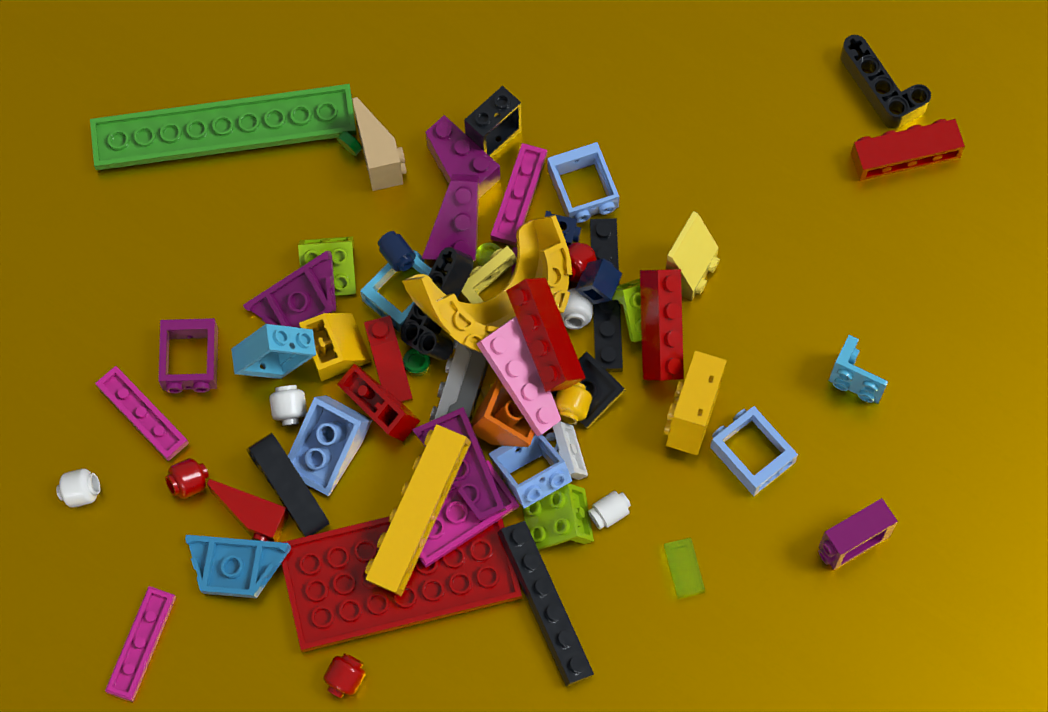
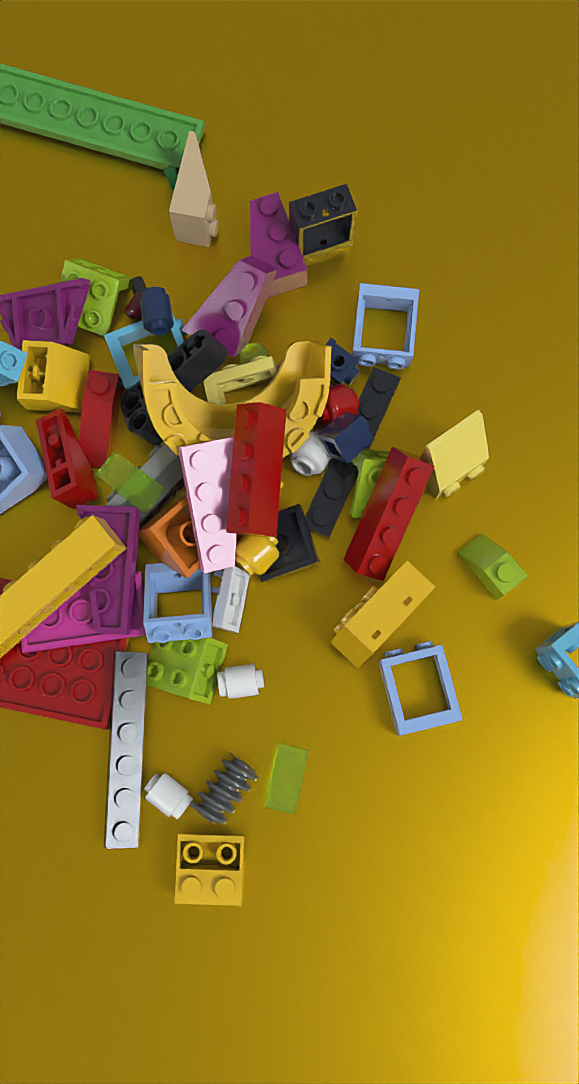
camera: 25 degrees right, 10 degrees up
(371, 251) = (133, 309): none -> arm
(416, 362) = (124, 437): green tile -> none
(444, 393) = (130, 482): none -> clear neon green tile
(518, 194) = (316, 306): dark pink plate -> none
(597, 622) = (167, 795): none -> white brick
(638, 596) = (225, 790): none -> dark grey piece
(660, 658) = (210, 869): none -> yellow slope
(763, 330) = (492, 565): none -> lime slope
(857, 534) = (483, 839): magenta window -> none

